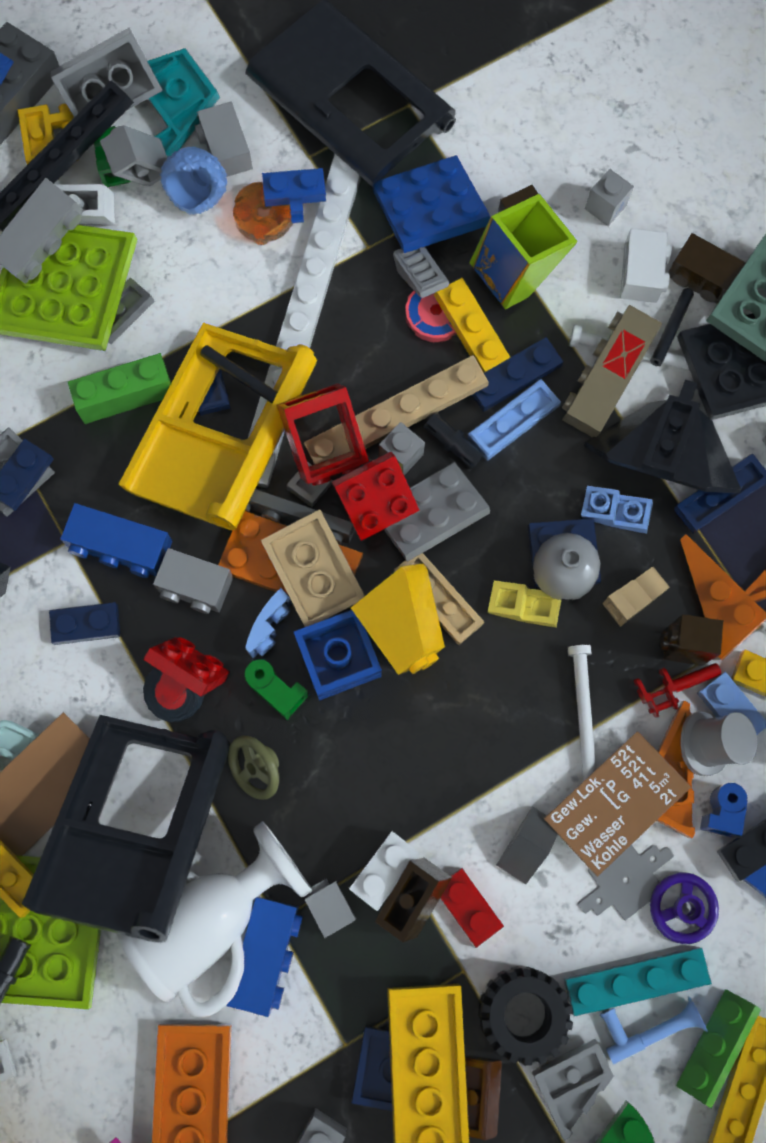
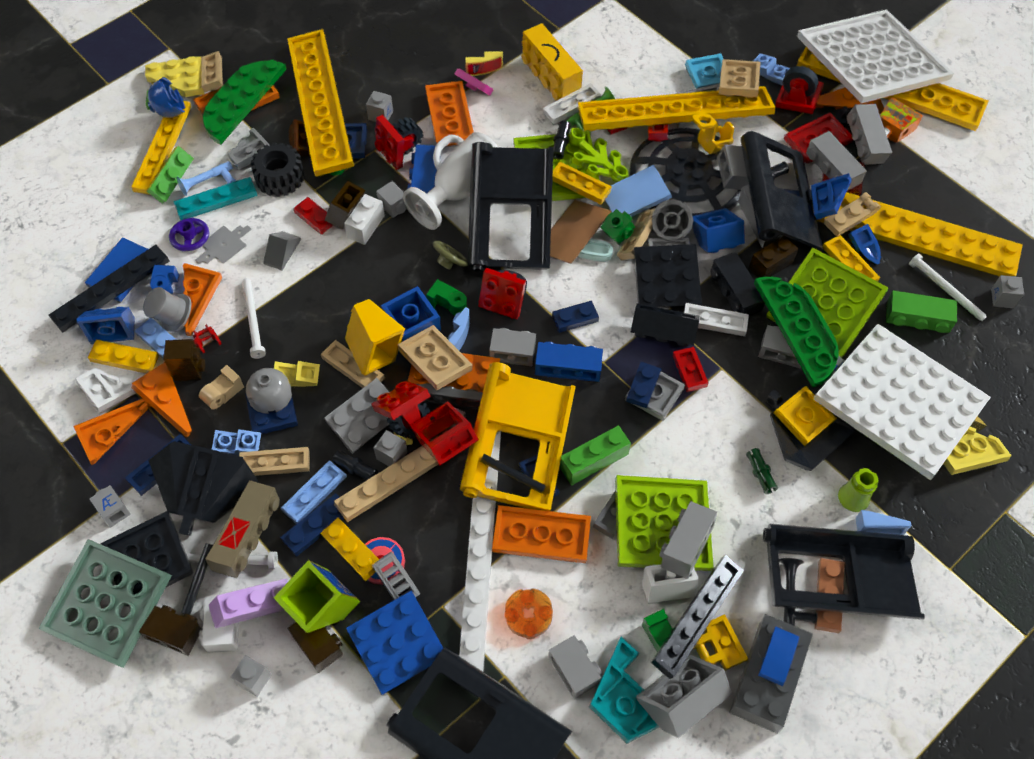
camera: 170 degrees right, 15 degrees down
(134, 155) = (636, 623): light grey brick -> none
(193, 179) = (586, 618): medium blue hair -> none
(209, 295) = (541, 534): none -> orange plate
(294, 189) = (506, 628): blue plate -> none
(300, 1039) = (396, 139): none -> red plate
(563, 468) = (277, 461): none -> tan plate
(606, 263) = (246, 603): none -> lavender brick
(617, 803) = (229, 273): medium nougat sticker -> none

